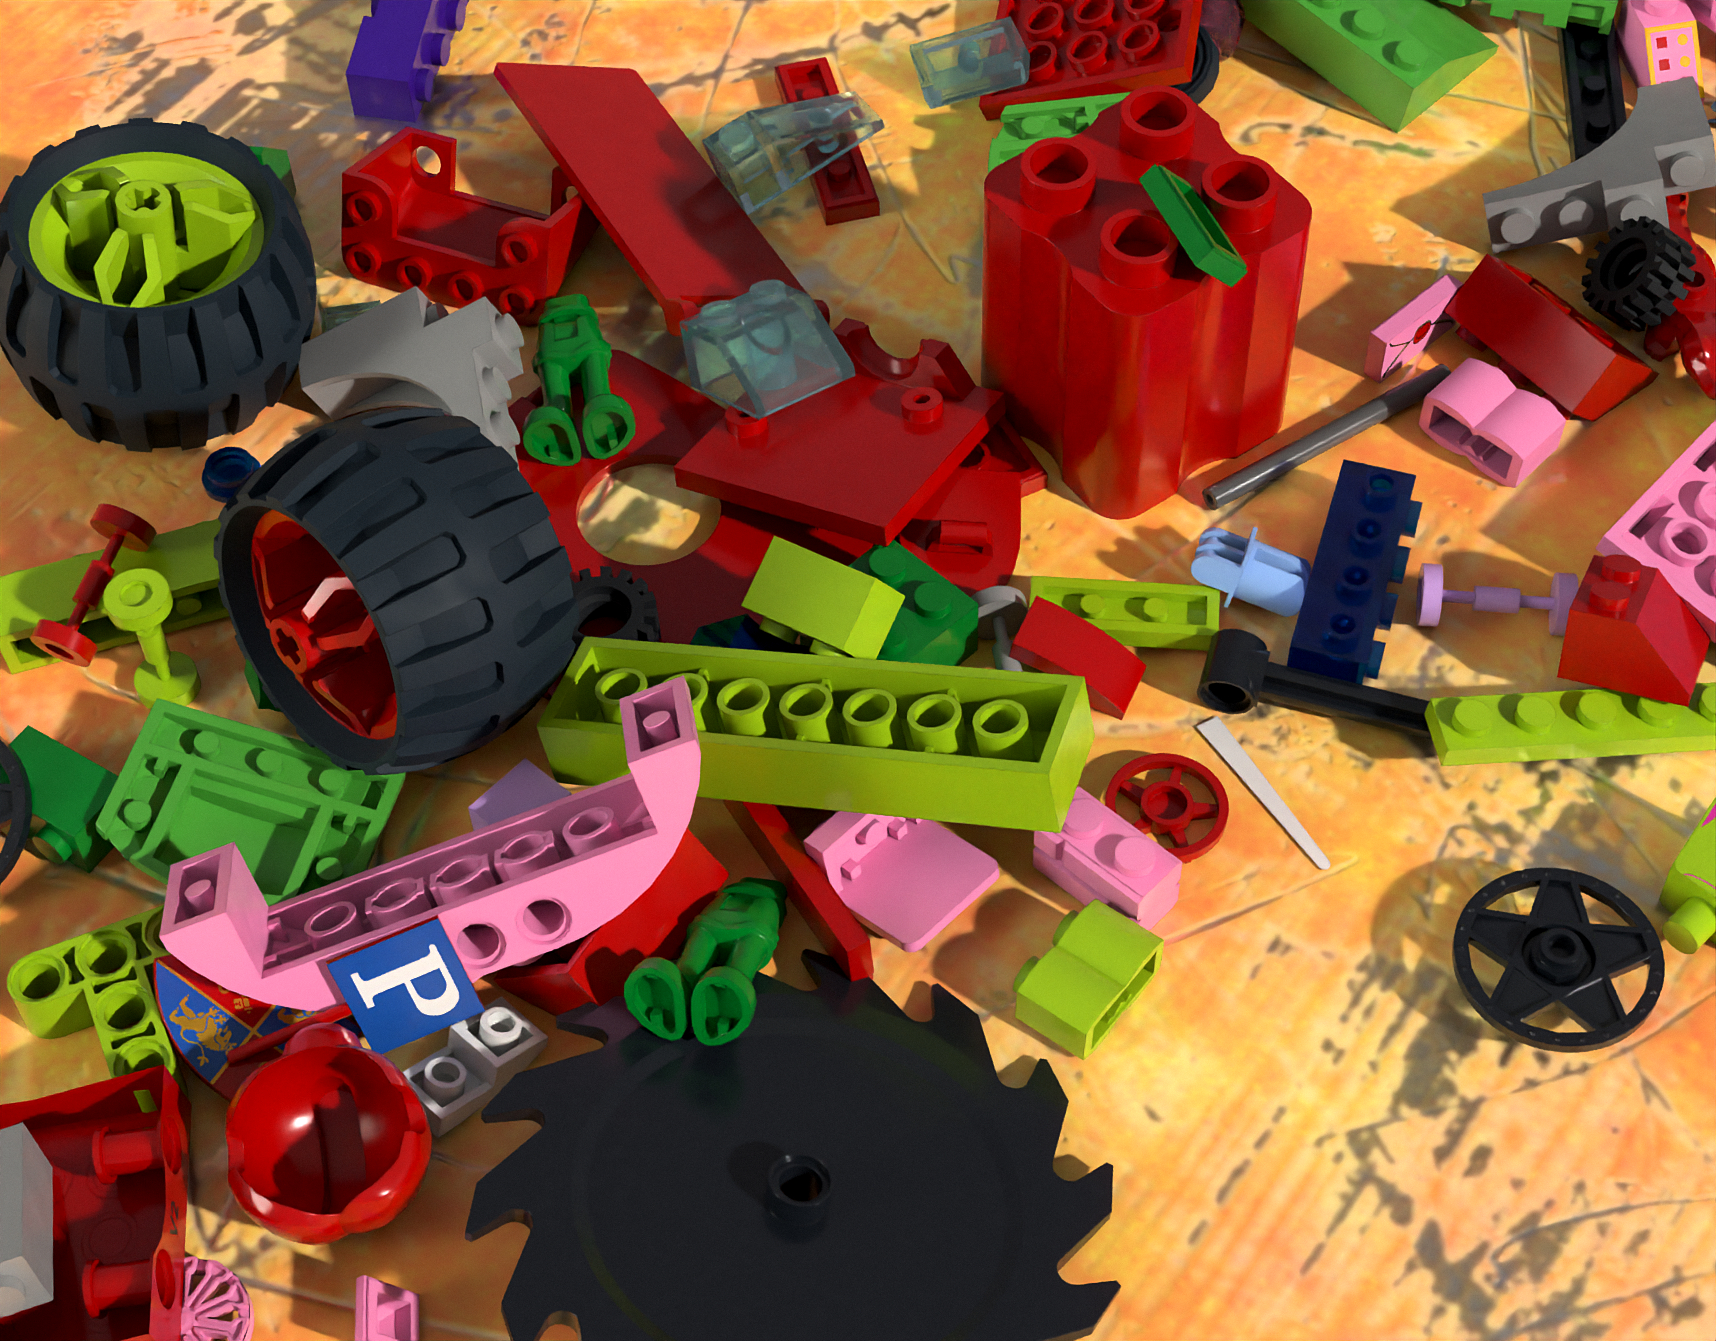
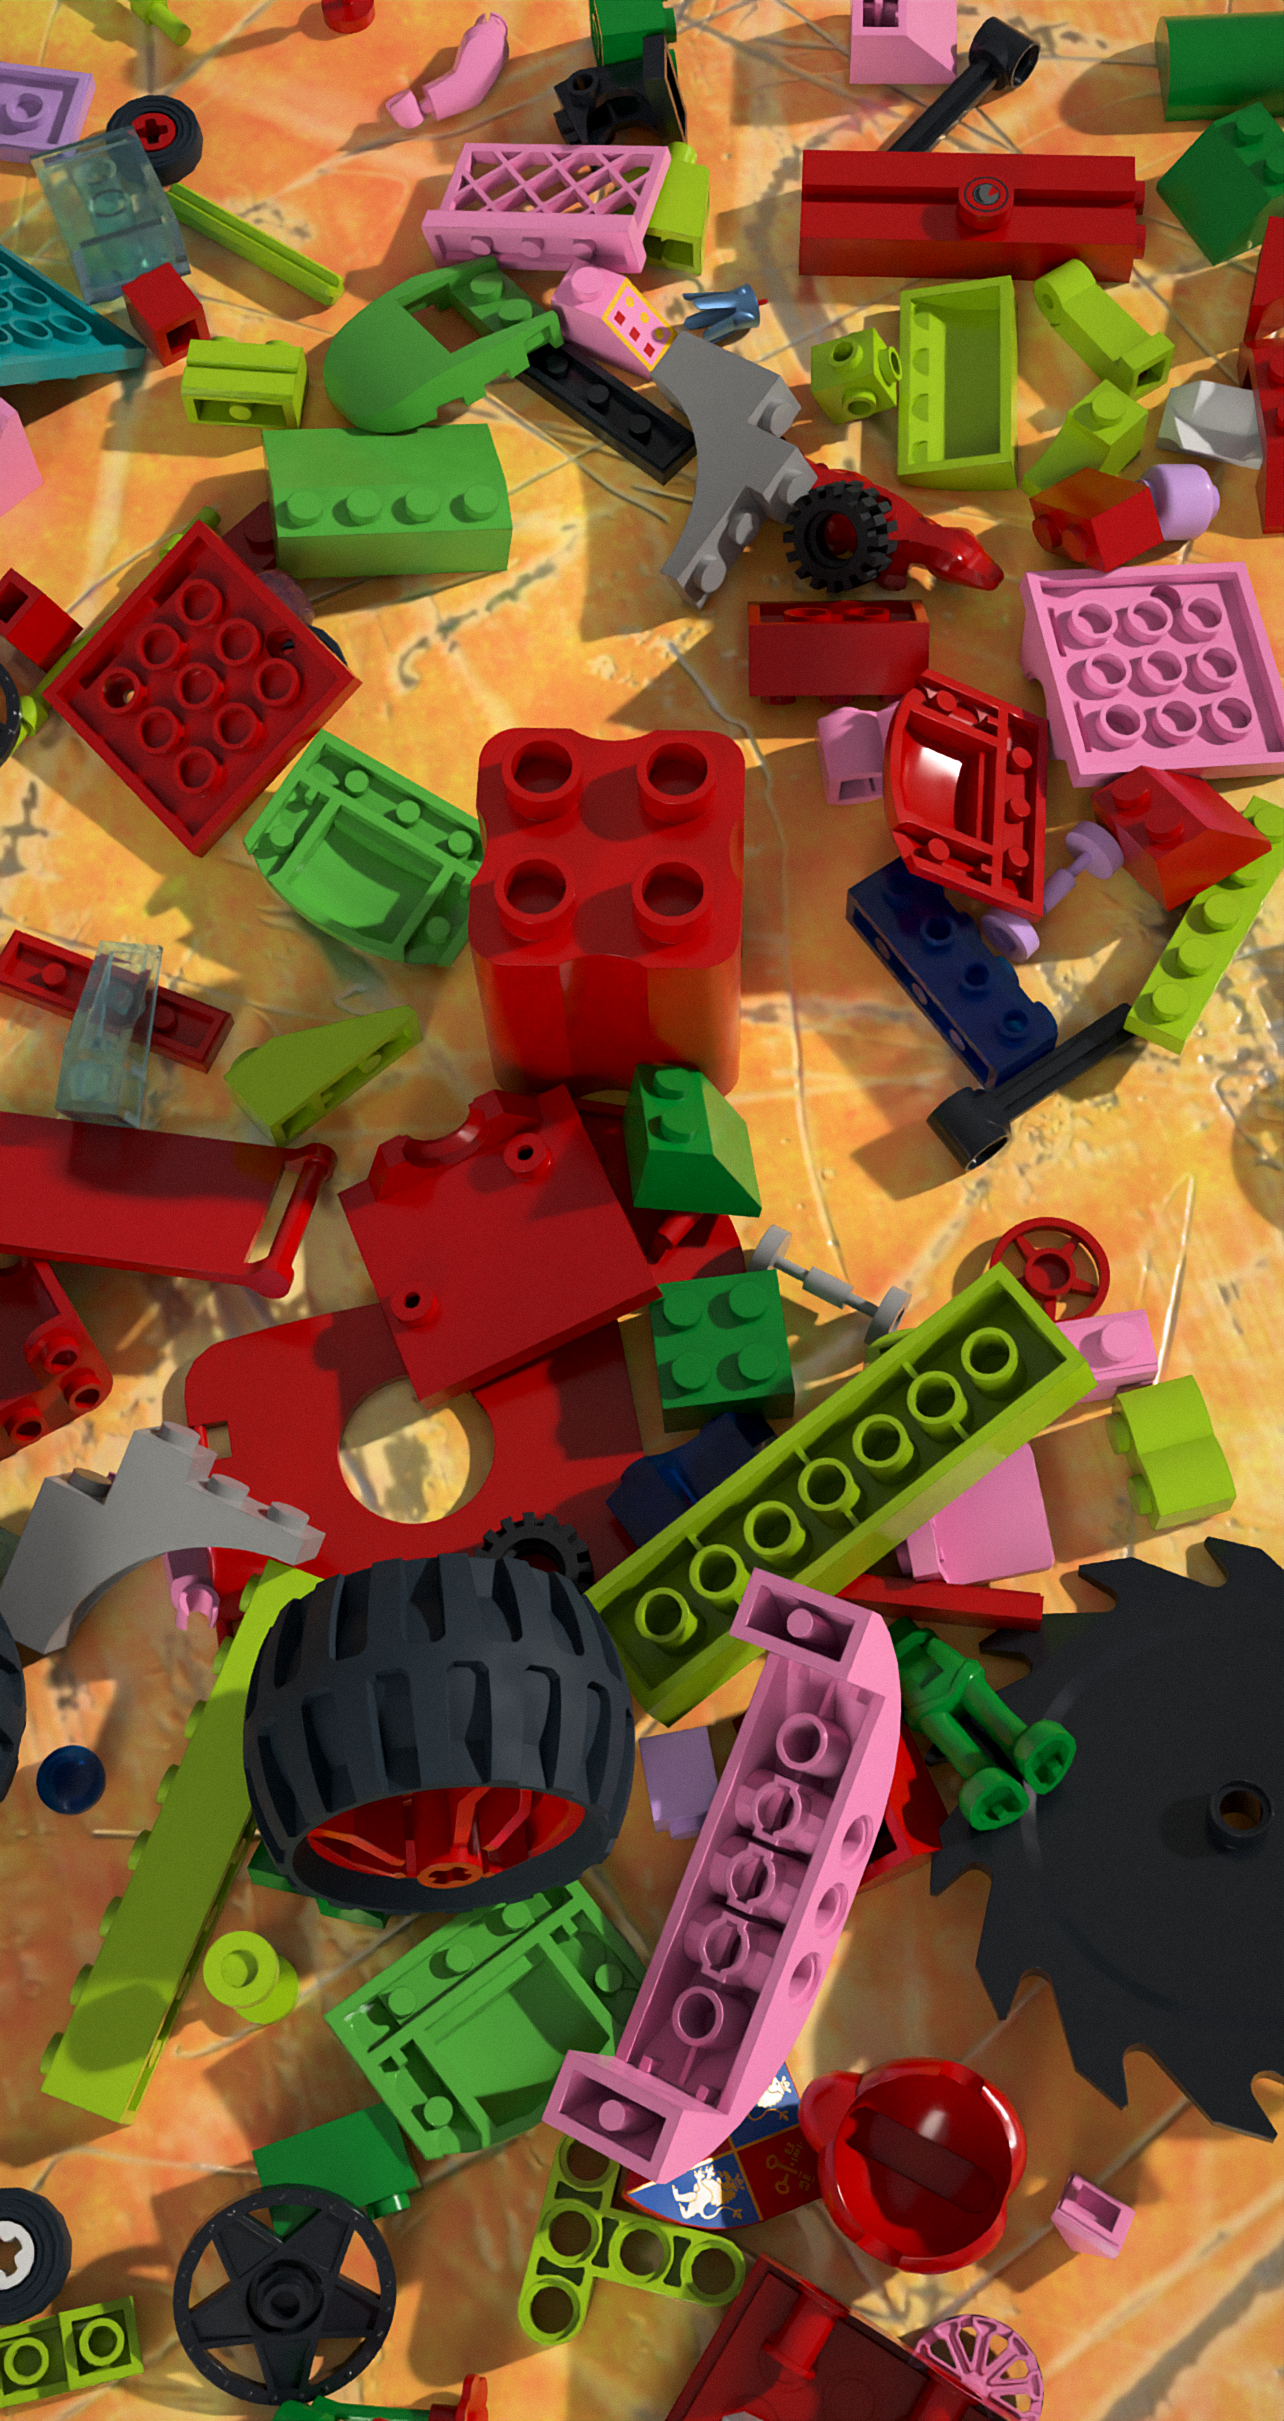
camera: 50 degrees left, 15 degrees up
(121, 529) = (147, 1996): red wheel -> none
(394, 989) = (803, 2020): blue piece -> none
(475, 1064) = (888, 1986): white slope -> none
(567, 354) = (196, 1388): green piece -> none
(763, 349) = (364, 1237): clear light blue slope -> none
(822, 601) = (704, 1394): lime brick -> none
(880, 268) = (312, 1071): none -> lime slope
(971, 62) = (152, 826): clear light blue slope -> none
(1029, 492) = (687, 1145): none -> green slope
(1069, 645) = (864, 1230): red slope -> none
(1138, 611) = (843, 1162): lime plate -> none
(1194, 225) = (693, 839): green tile -> none
(1237, 758) = (1031, 1186): white sticker -> none
(1251, 571) = (887, 1039): light blue arm -> none
(1323, 438) = (785, 878): dark grey piece -> none
(1410, 329) = (739, 719): bright pink tile -> none
(1503, 471) = (968, 793): none -> red slope

